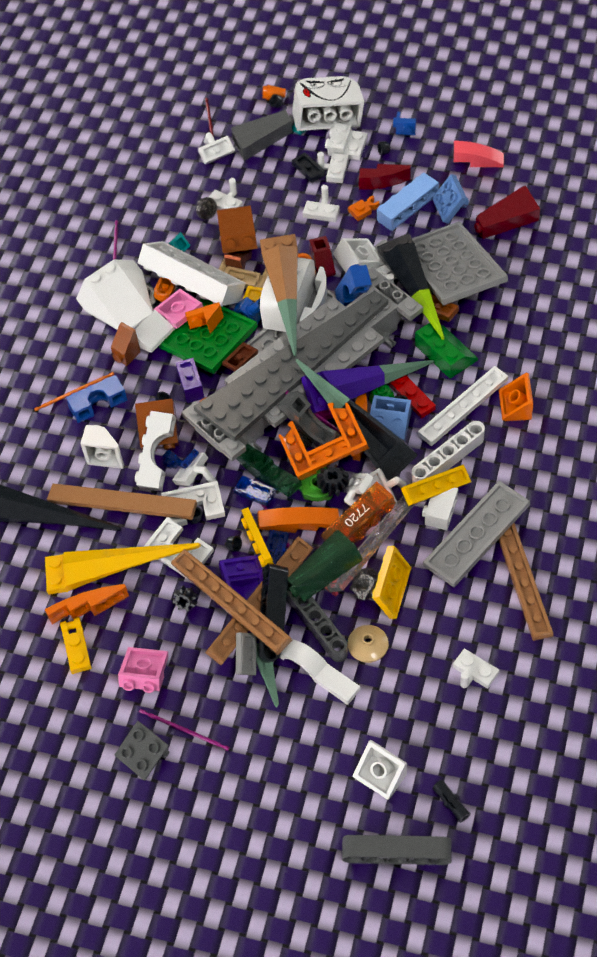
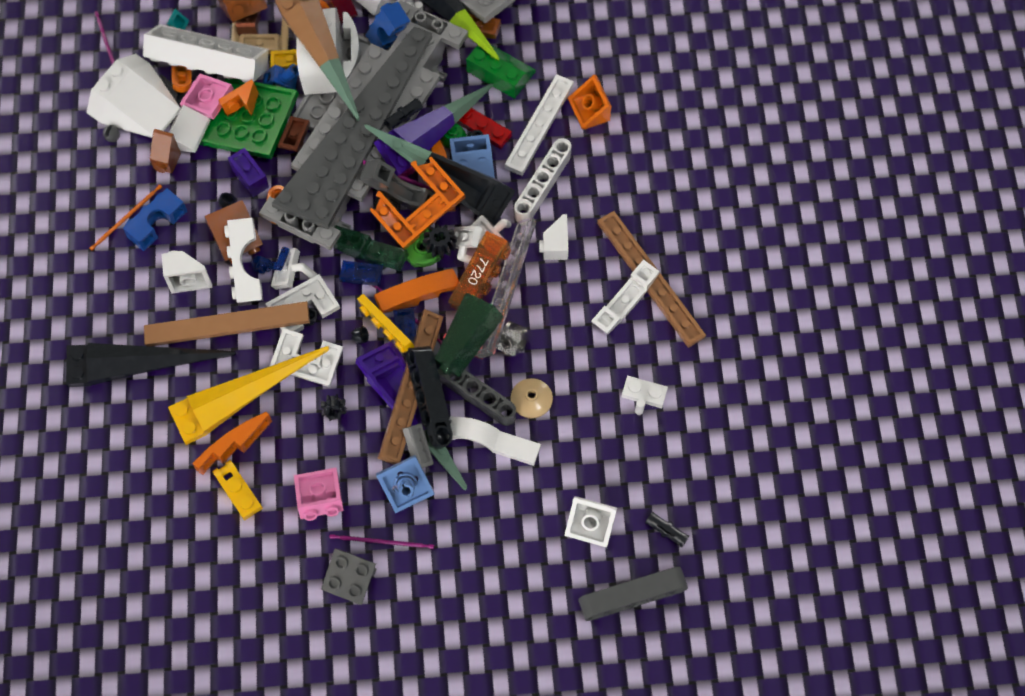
camera: 25 degrees left, 10 degrees up
(89, 320) = (114, 133): none -> dark grey hinge
(222, 682) = (407, 491): none -> medium blue plate
(232, 602) = (385, 398): medium nougat tile -> none
(337, 361) = (403, 114): none -> black pin
(391, 582) = (535, 330): yellow plate -> none
(435, 485) = (544, 217): yellow plate -> none
(476, 533) = (599, 255): light grey plate -> none
(489, 579) = (626, 298): none -> white slope

